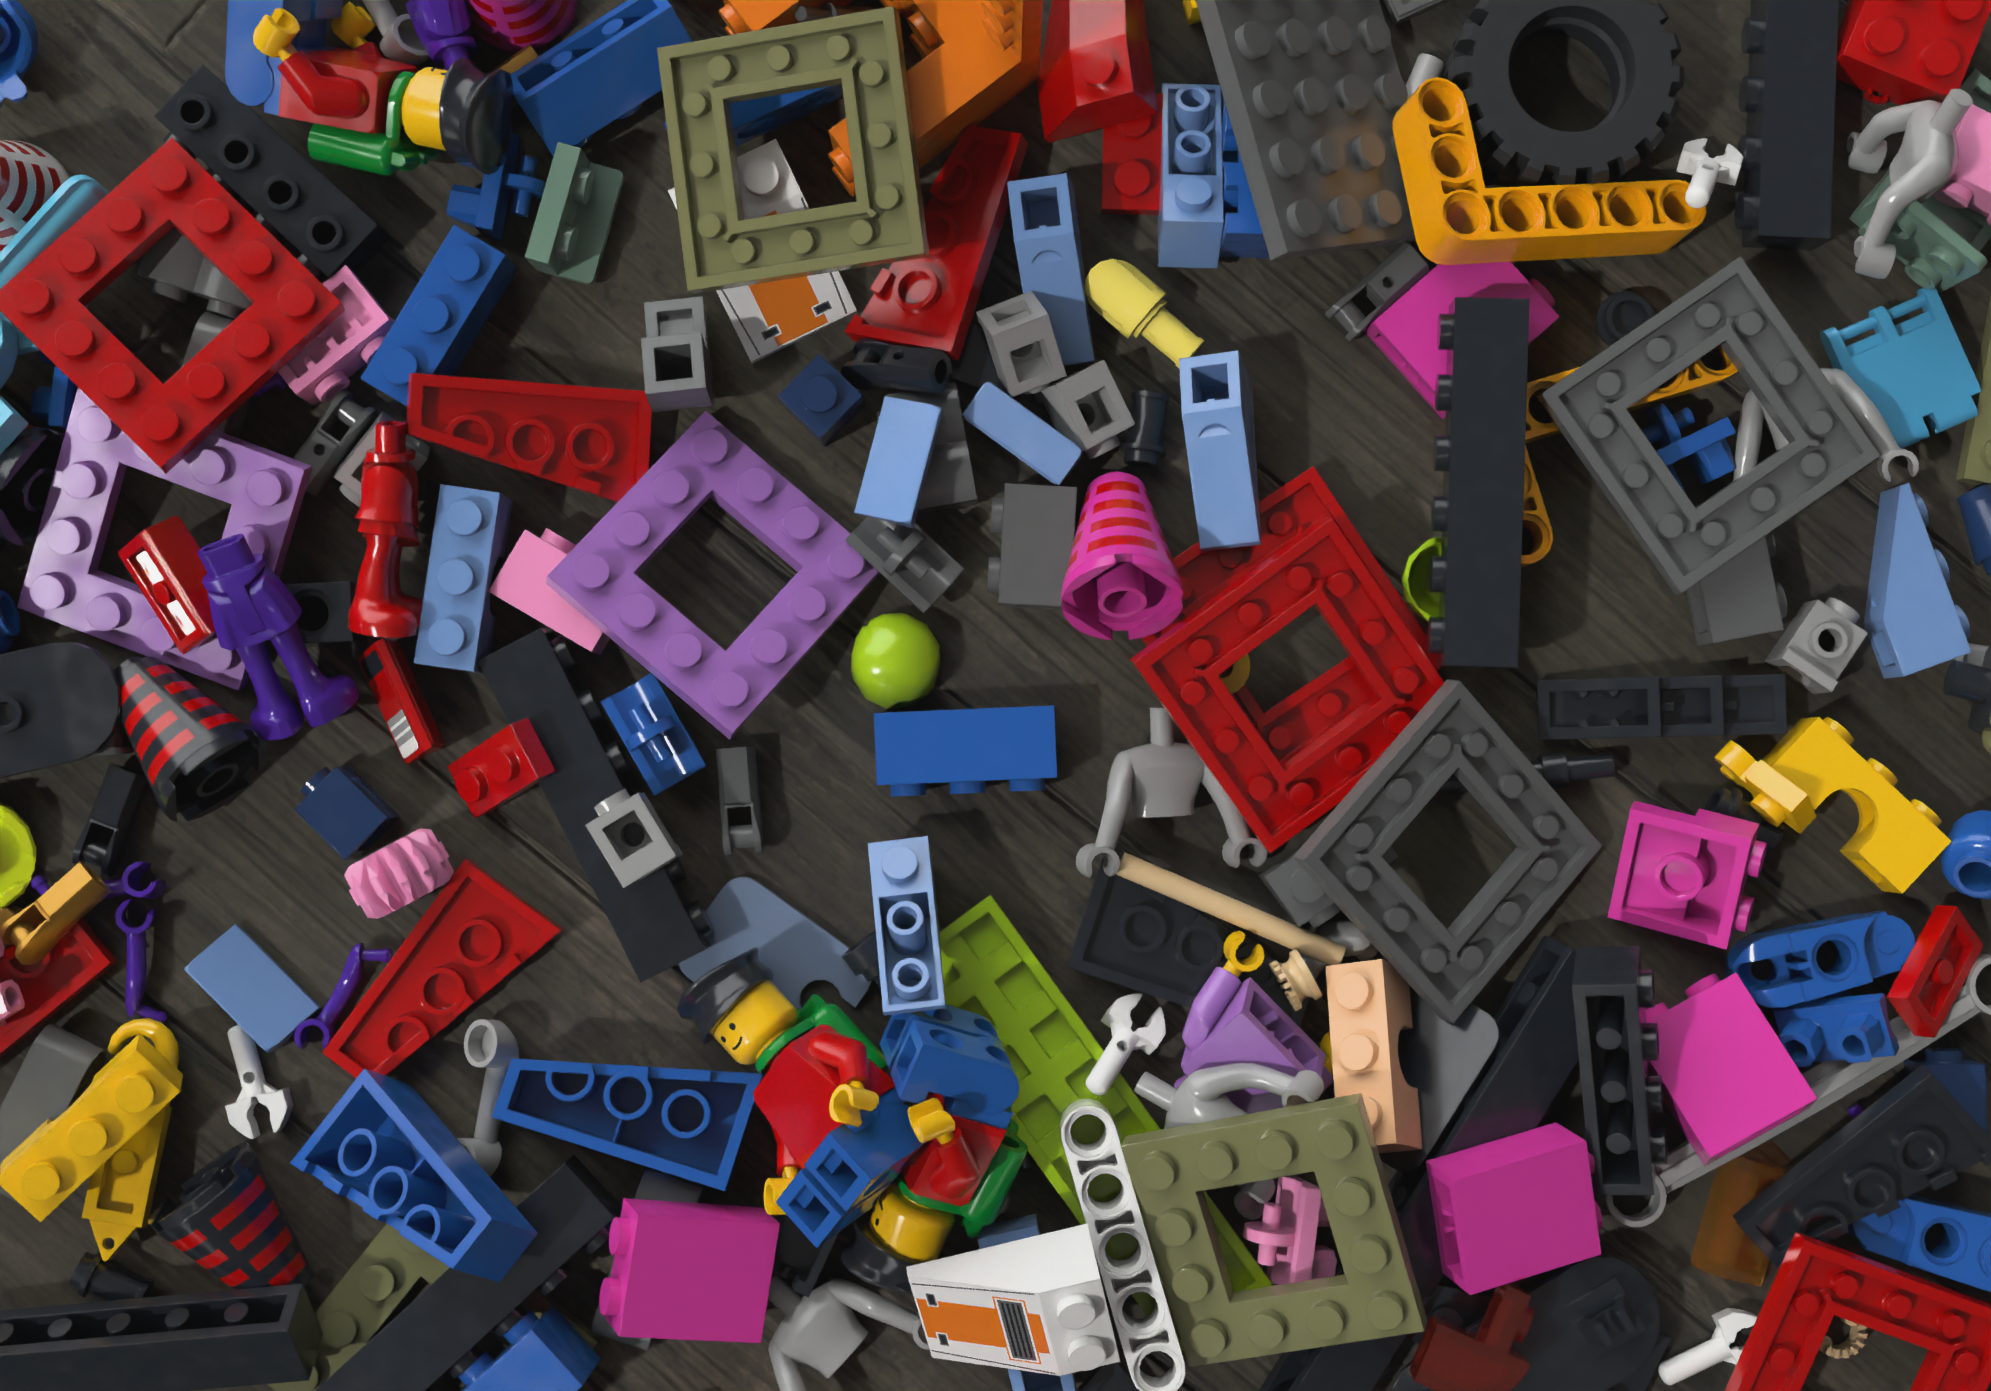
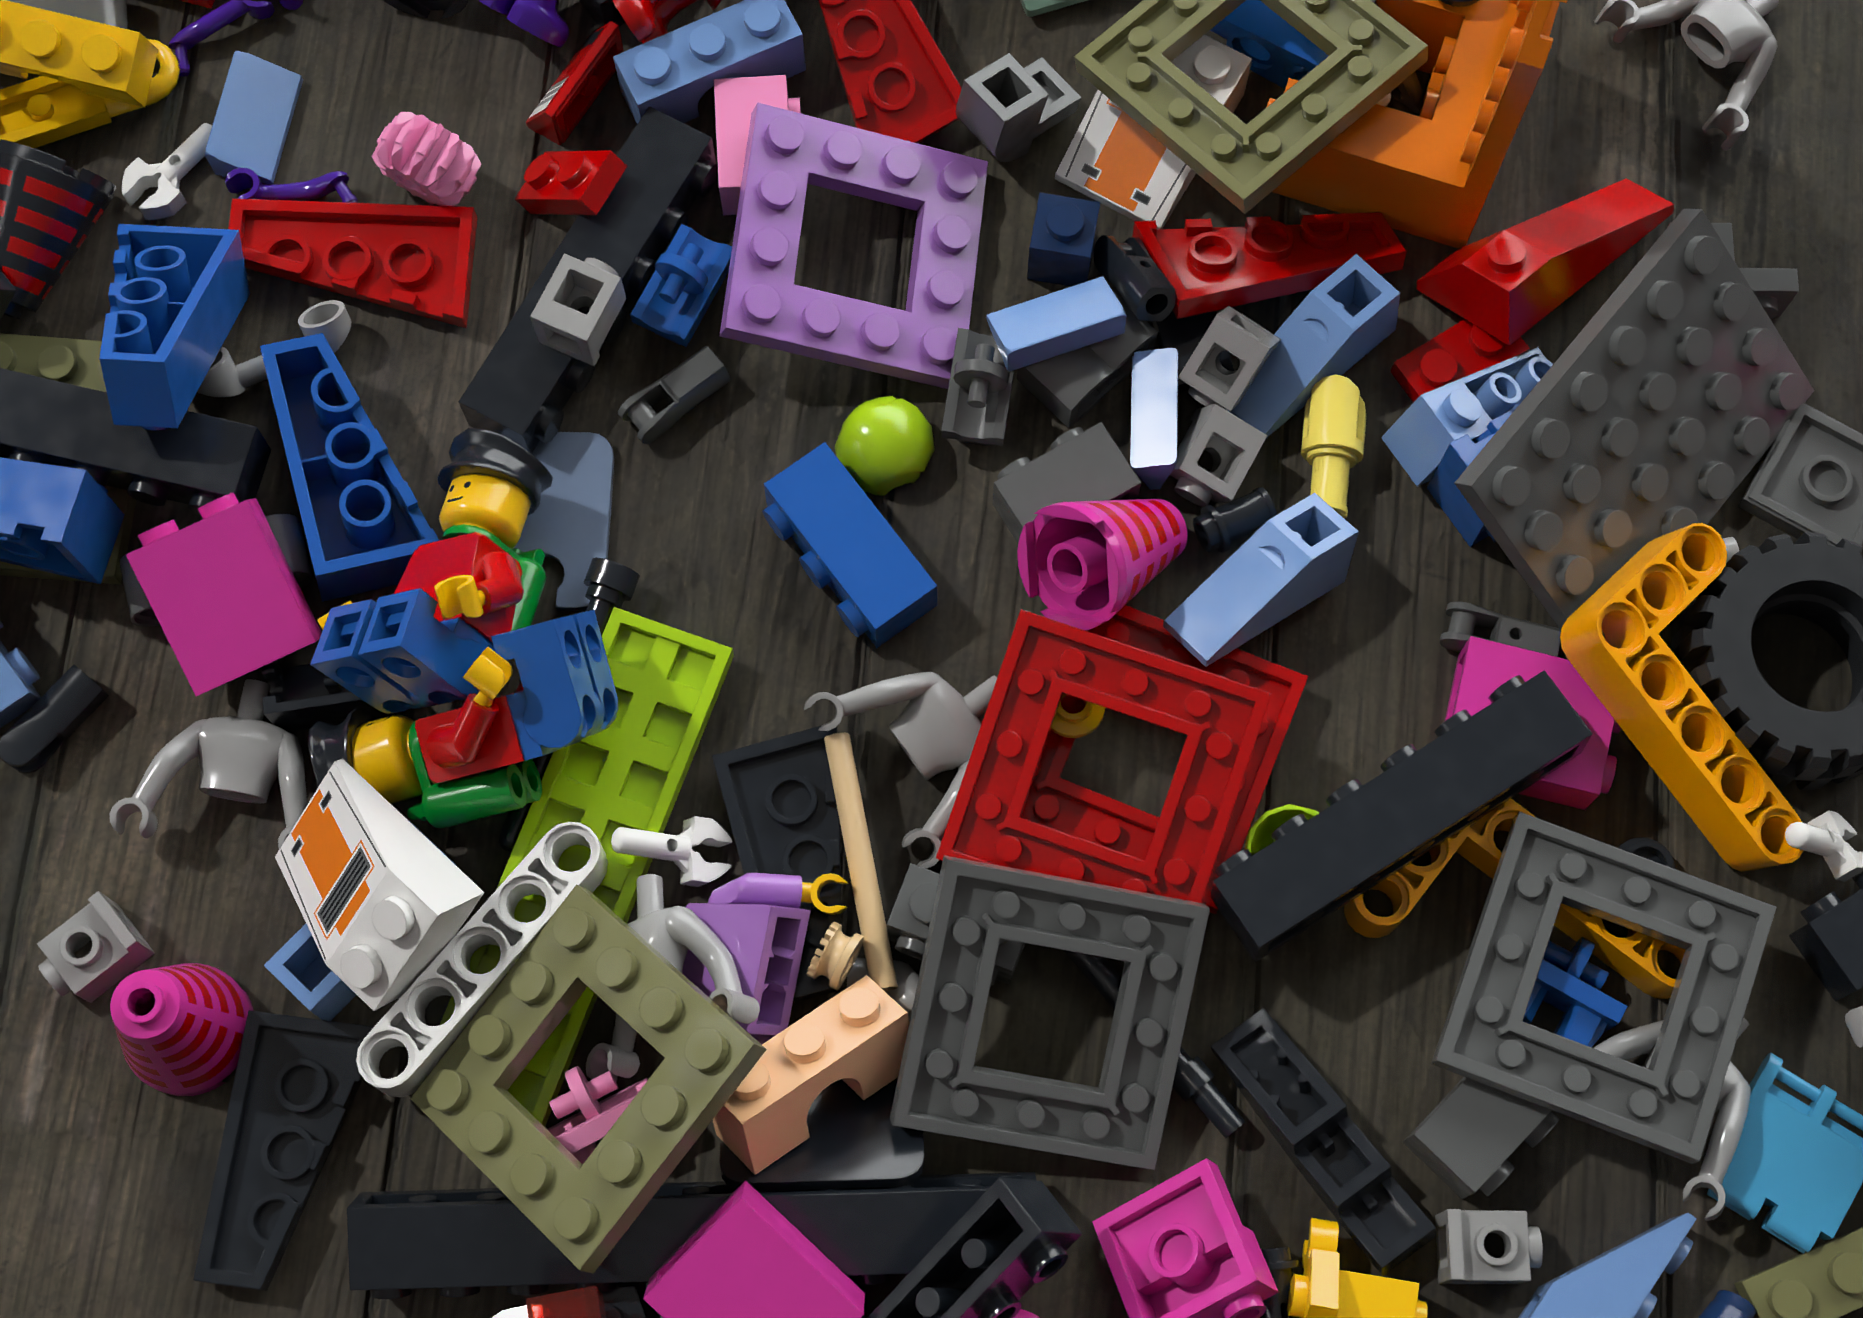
camera: 55 degrees right, 15 degrees down
(345, 811) = (454, 91): dark blue brick -> none
(906, 925) = (659, 578): medium blue slope -> none

